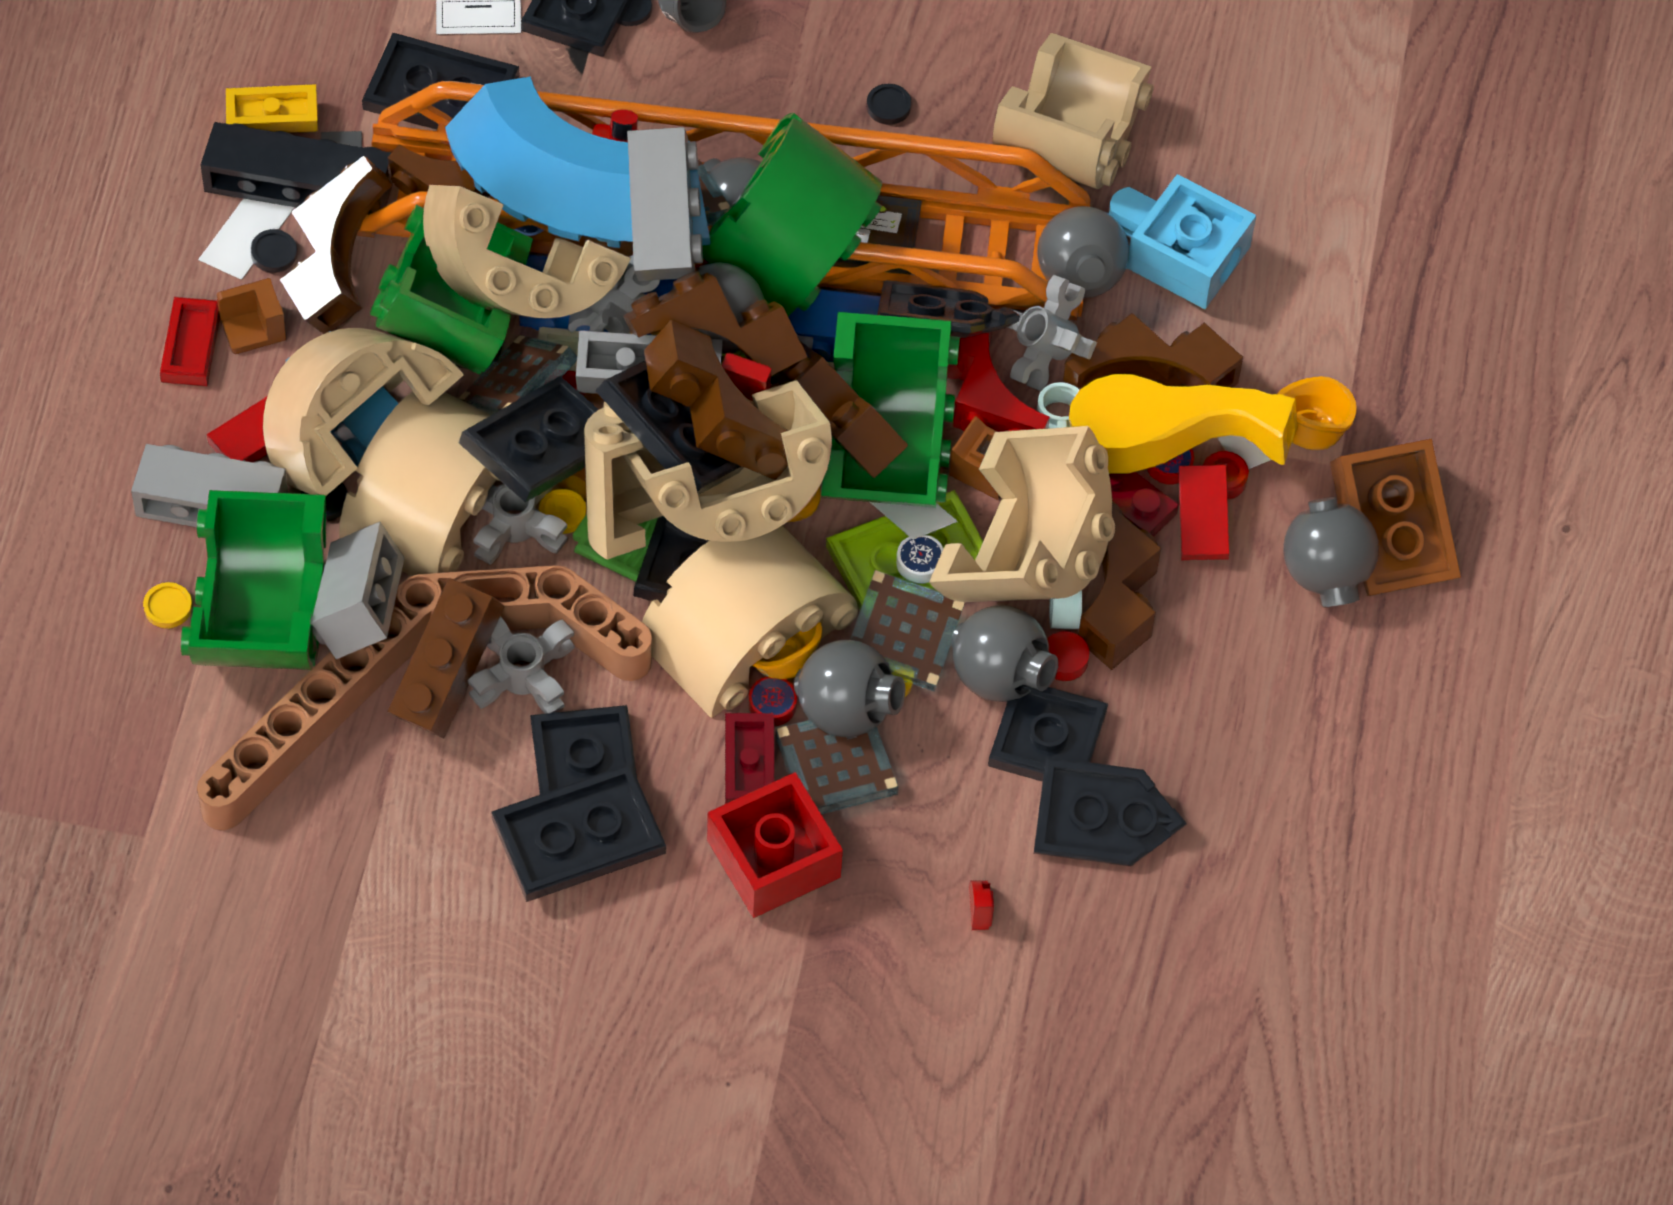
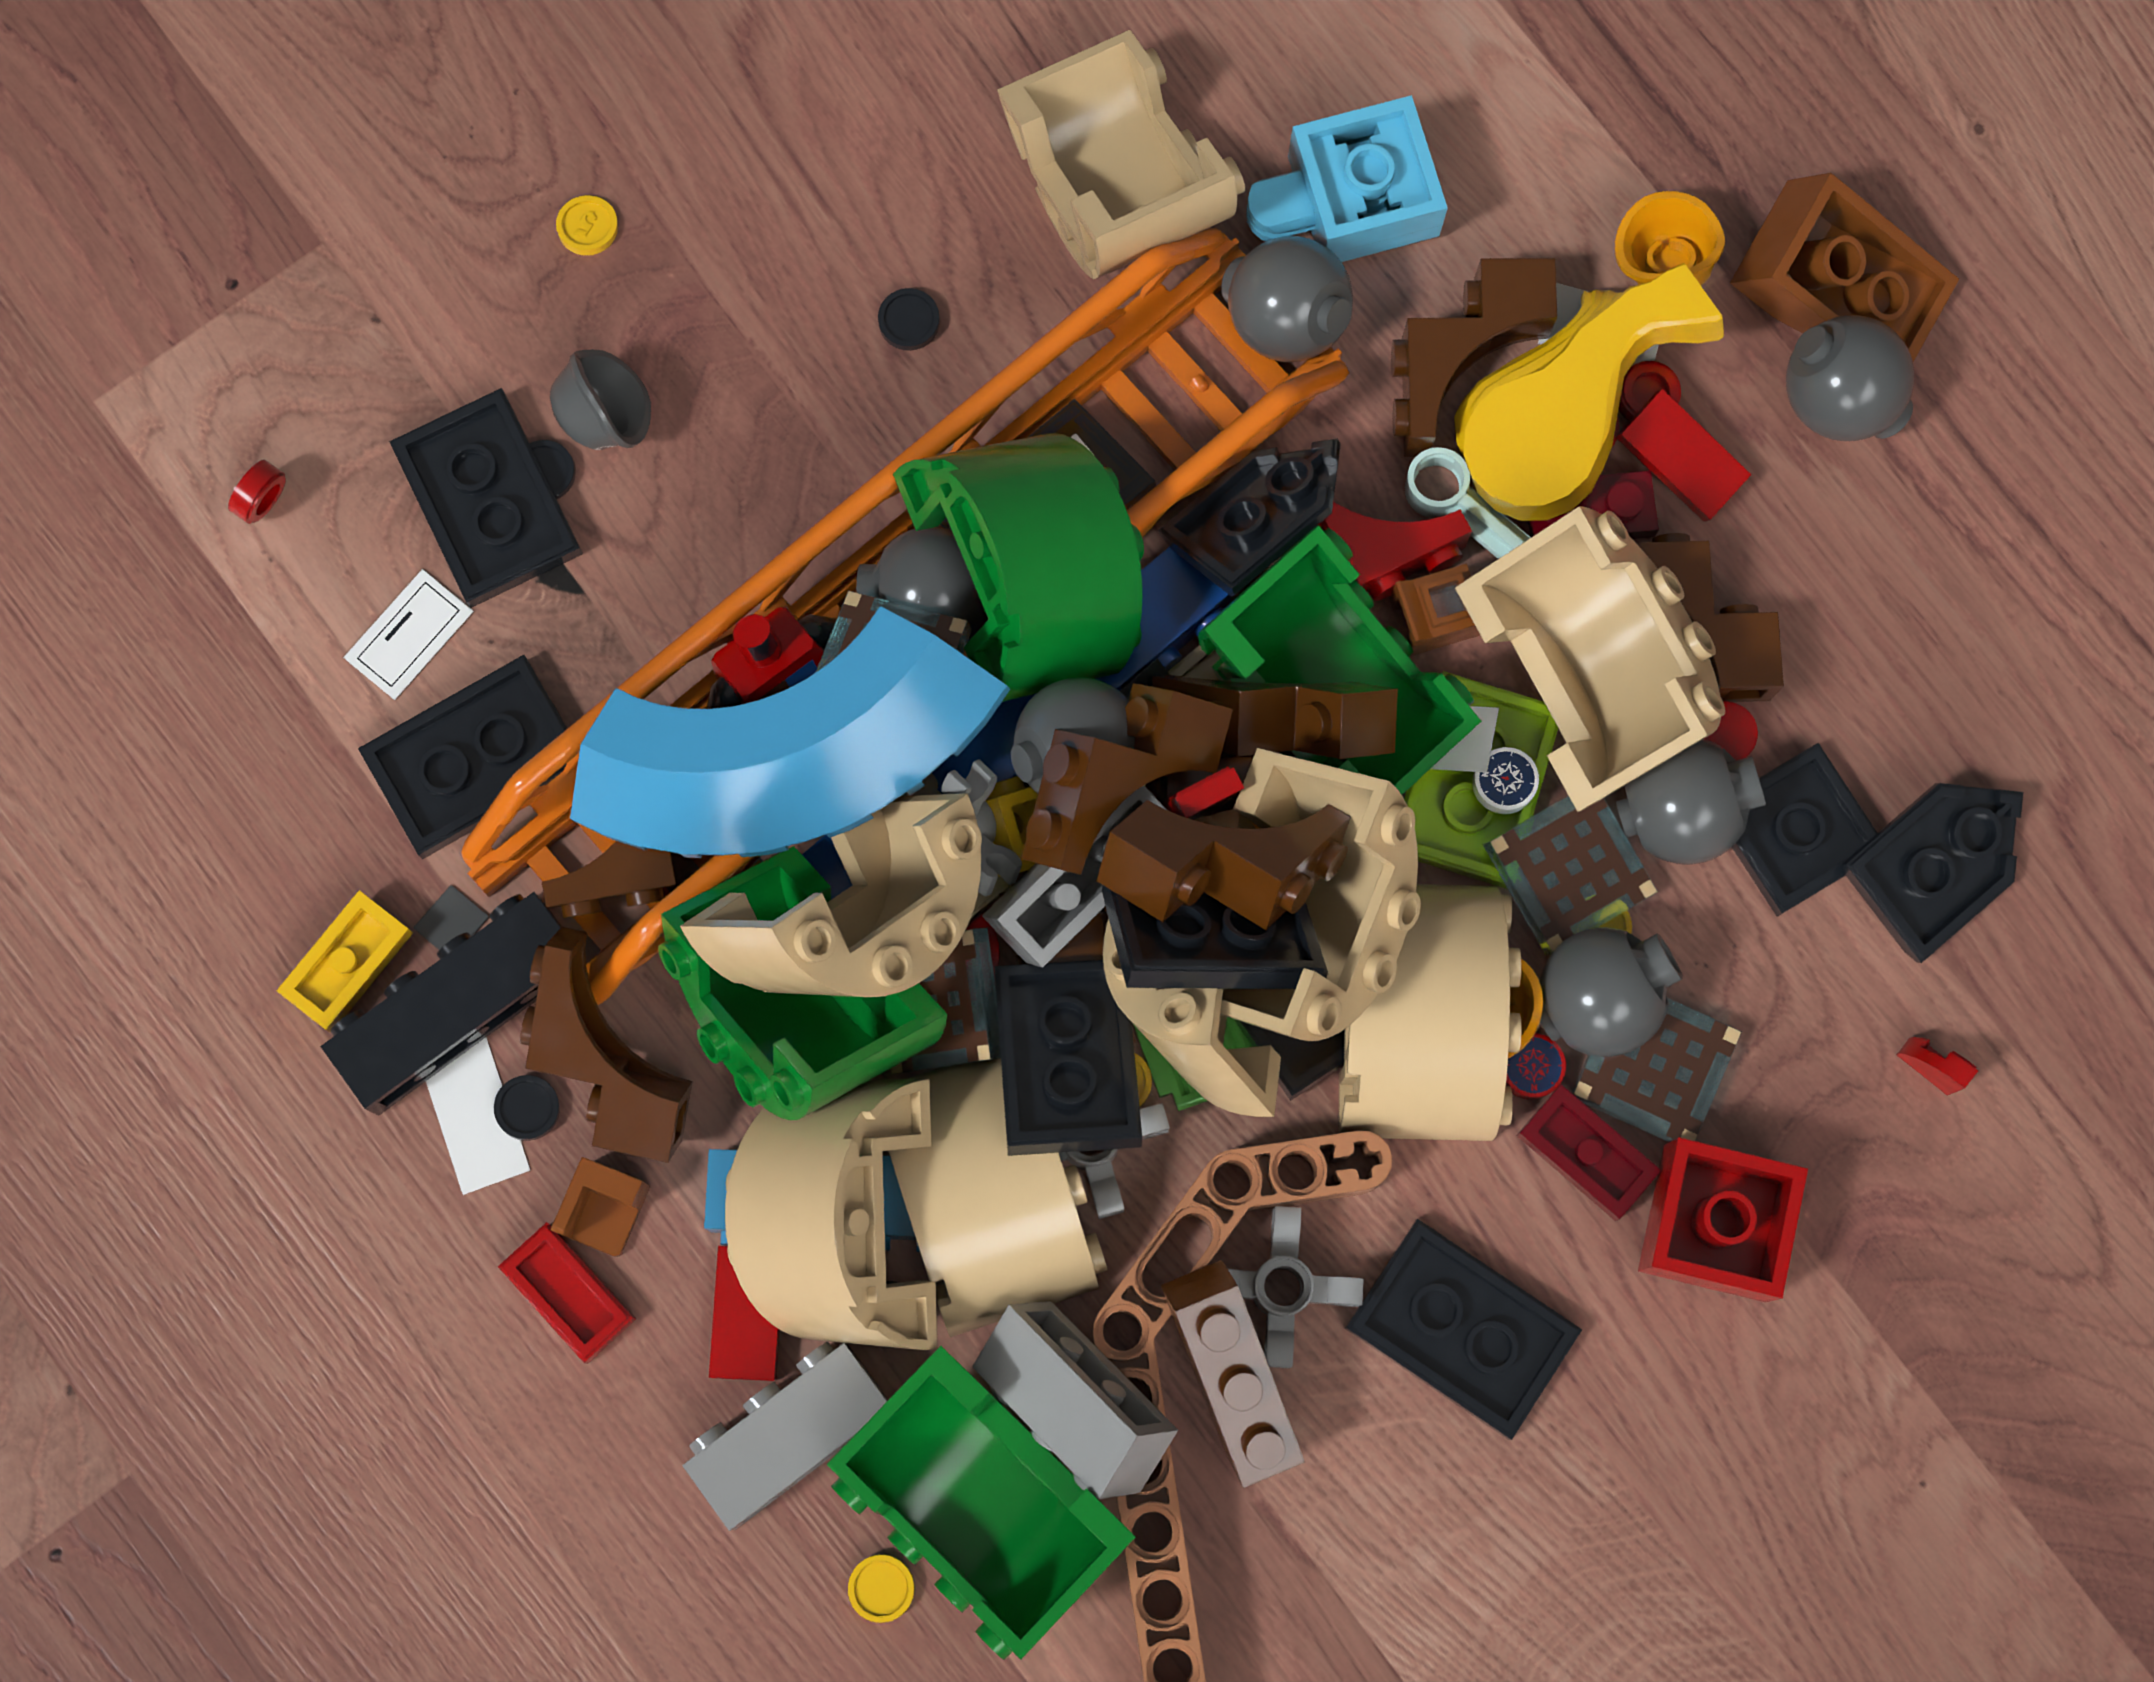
camera: 45 degrees left, 20 degrees up
(578, 832) = (1535, 1401): black tile -> none
(663, 203) = (951, 709): light grey brick -> none
(1049, 333) = (1380, 414): light grey pin -> none

